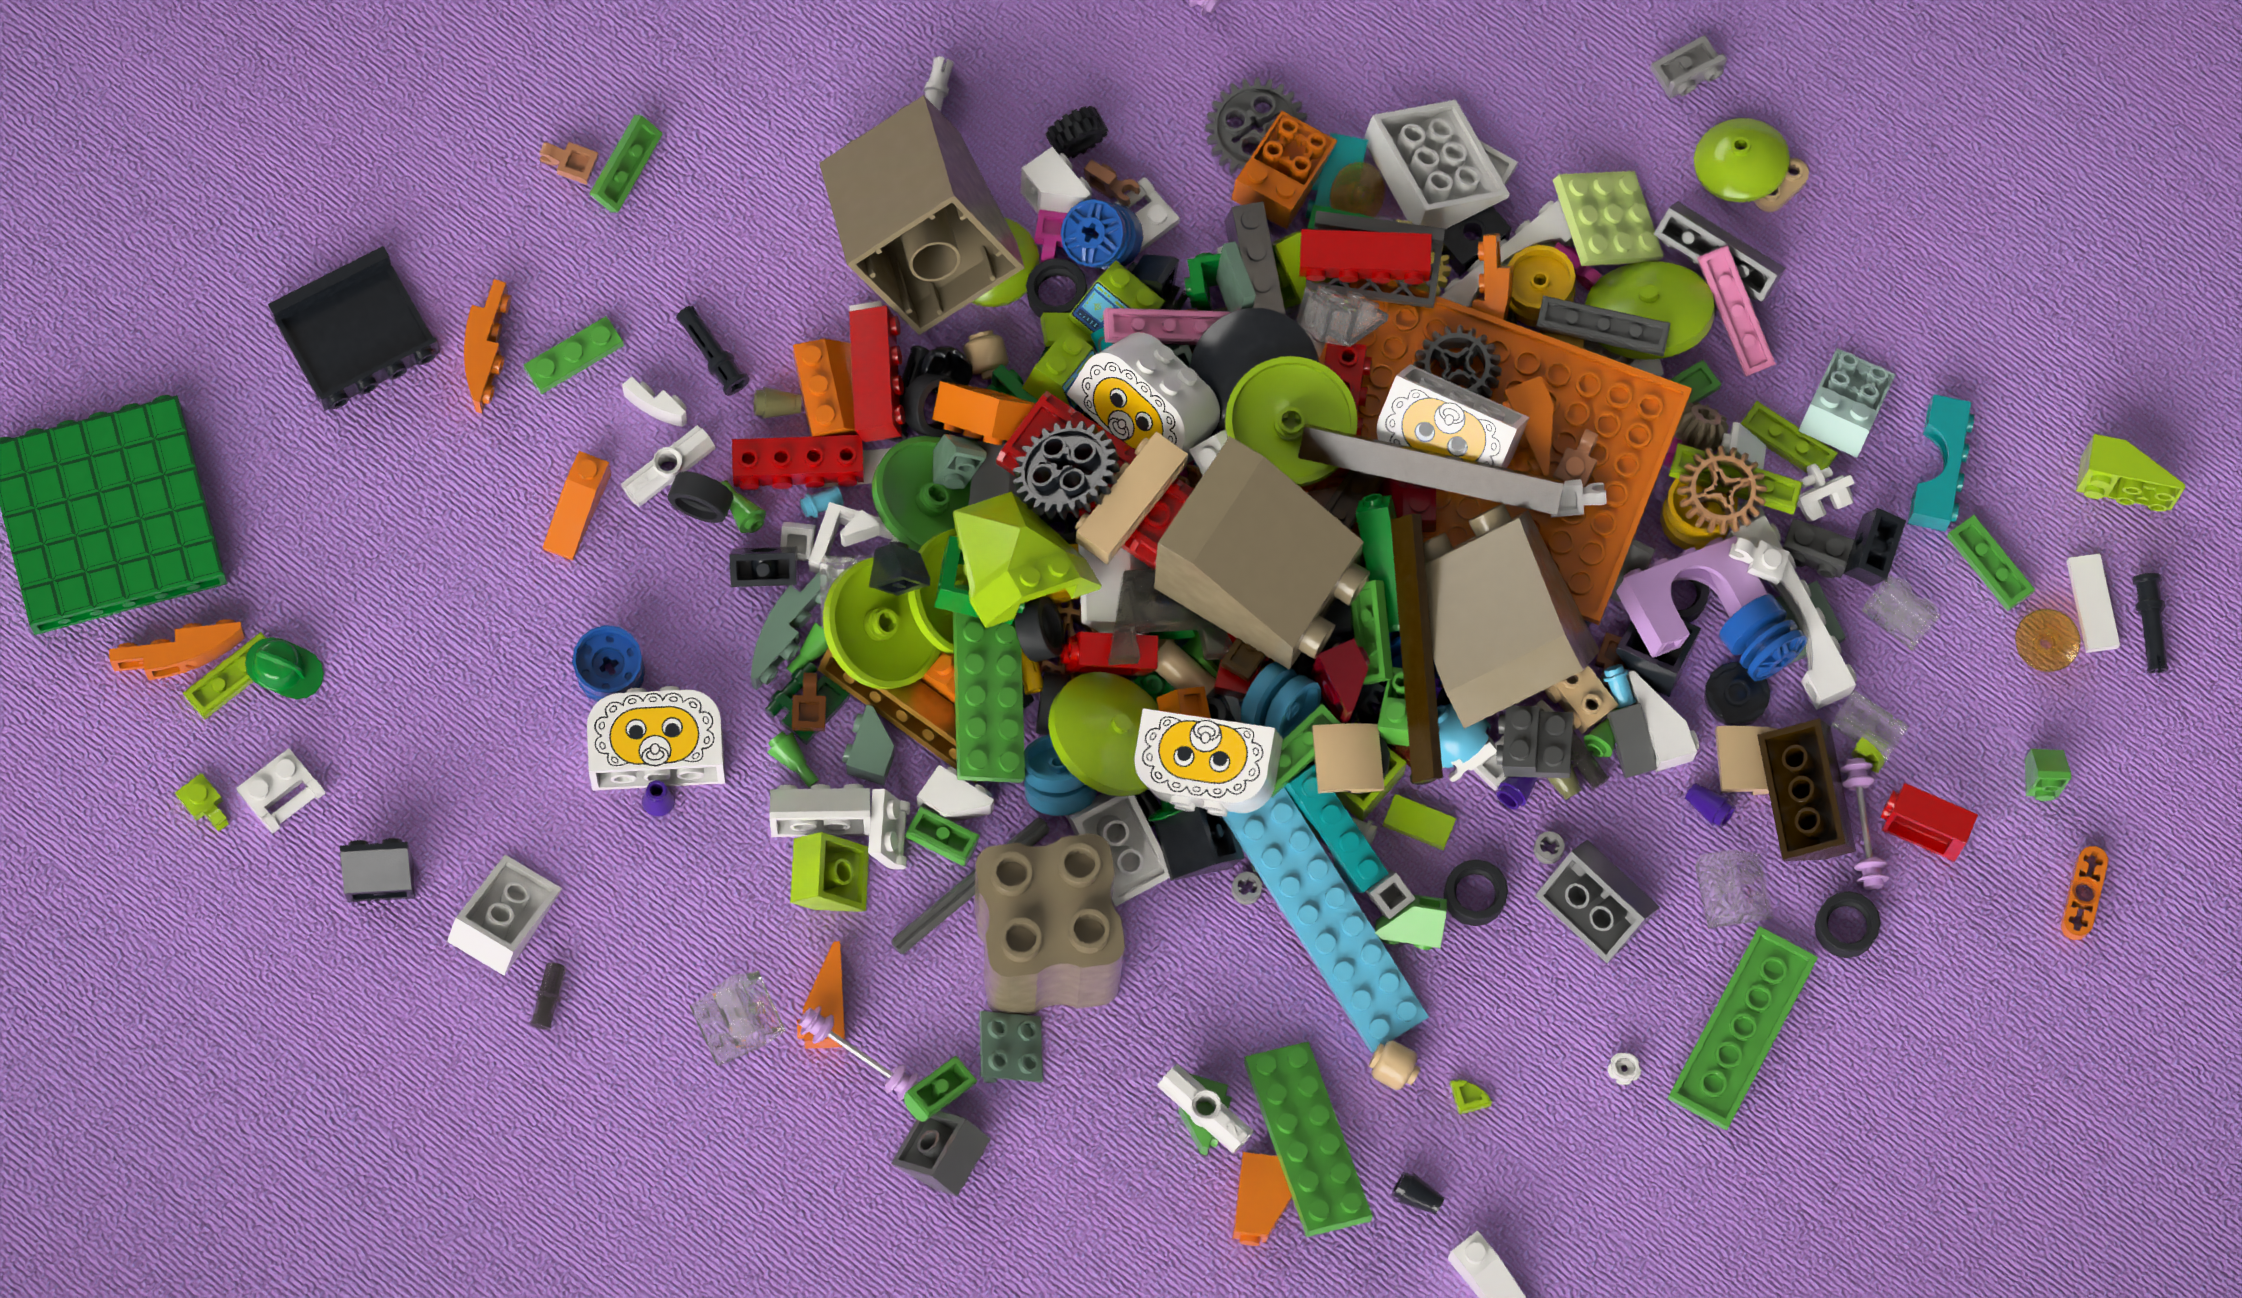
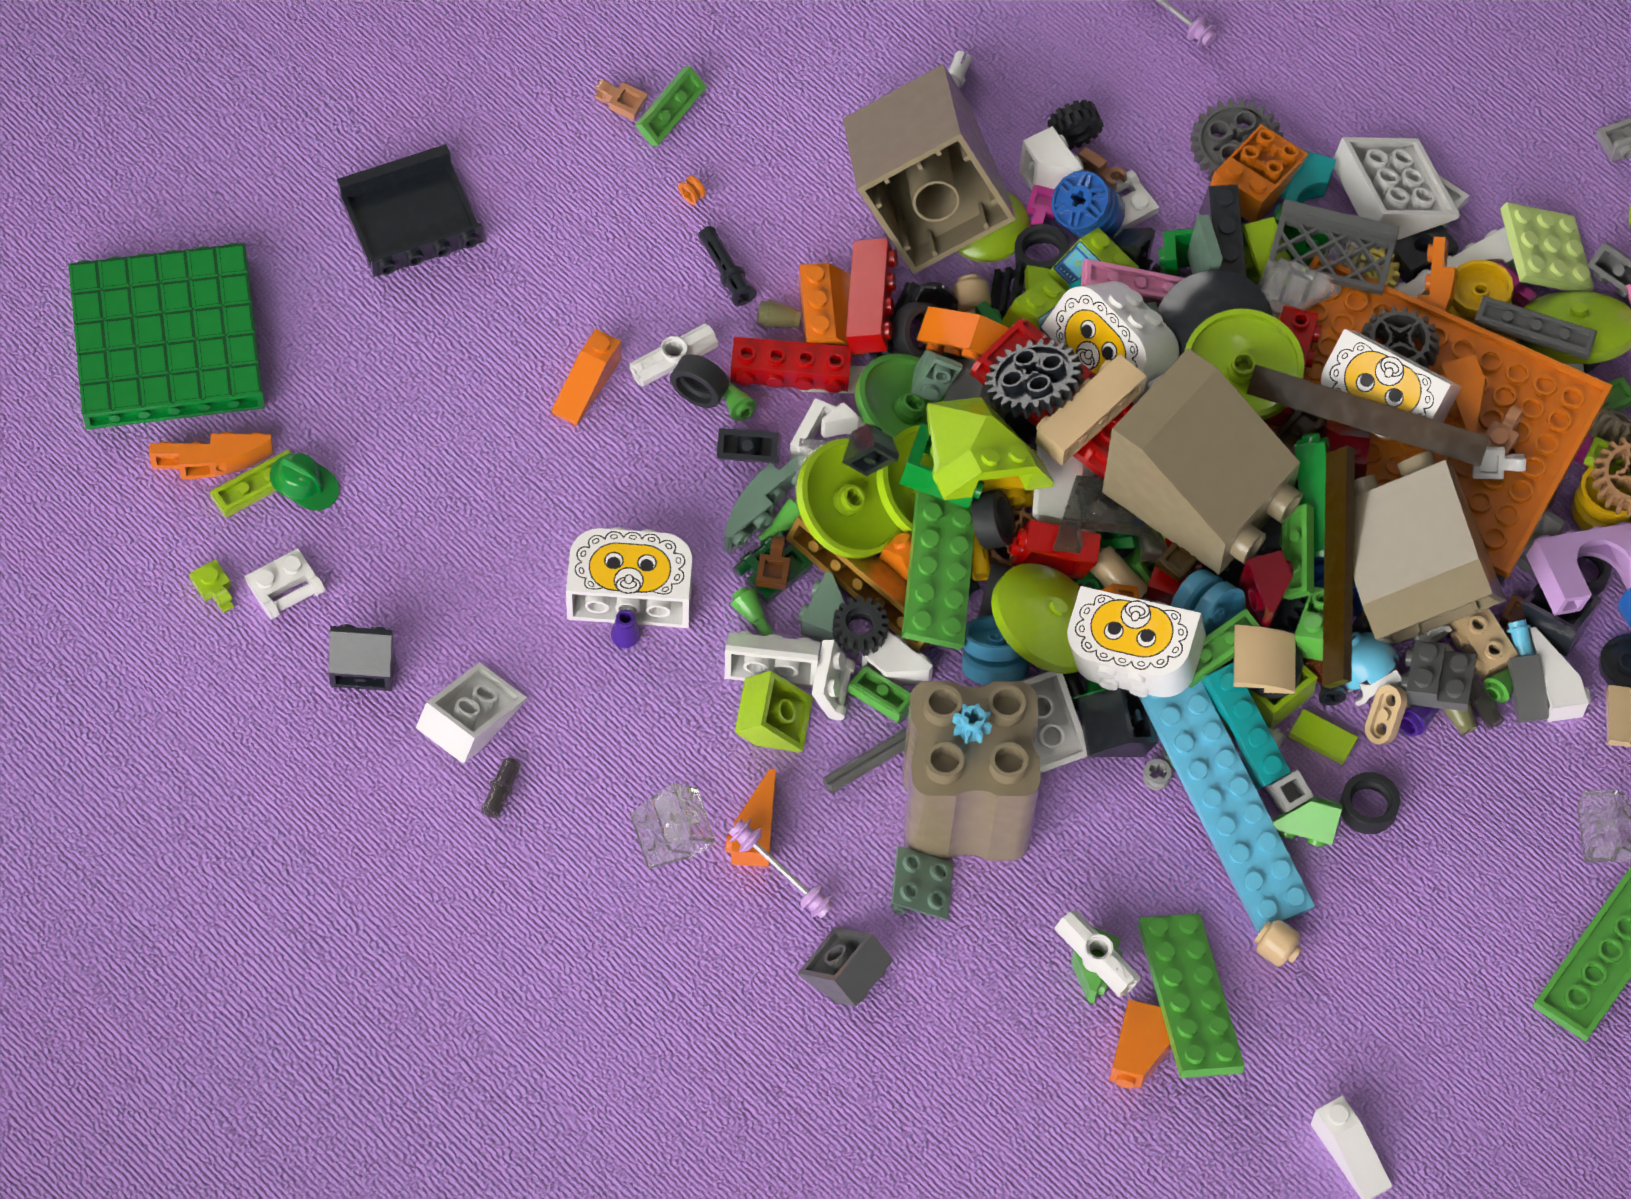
camera: 10 degrees right, 10 degrees down
(481, 352) = (521, 236): orange slope -> none
(573, 355) = (602, 256): bright green plate -> none
(606, 646) = (596, 495): blue wheel -> none
(661, 407) = (673, 305): white slope -> none
(662, 263) = (692, 190): none -> orange bush
(799, 535) = (785, 427): white slope -> none
(819, 502) = (802, 402): medium azure pin -> none
(904, 785) = (861, 610): none -> black tyre
(938, 1089) = (850, 910): bright green brick -> none
(1018, 345) = (1001, 287): none -> black tile
(1041, 902) = (975, 731): none -> medium azure gear
(1352, 183) = (1323, 188): clear yellow dish -> none
(1365, 256) = (1325, 238): red brick -> none
(1417, 1193) = (1288, 1060): black cone -> none
(1469, 1096) = (1345, 982): lime tile -> none
(1483, 788) = (1385, 712): none -> tan plate
(1551, 838) = (1438, 781): light grey bush -> none
(1597, 901) = (1482, 823): dark grey slope -> none
(1632, 1064) = (1498, 967): white plate -> none
(1711, 805) = (1596, 754): dark purple cone -> none

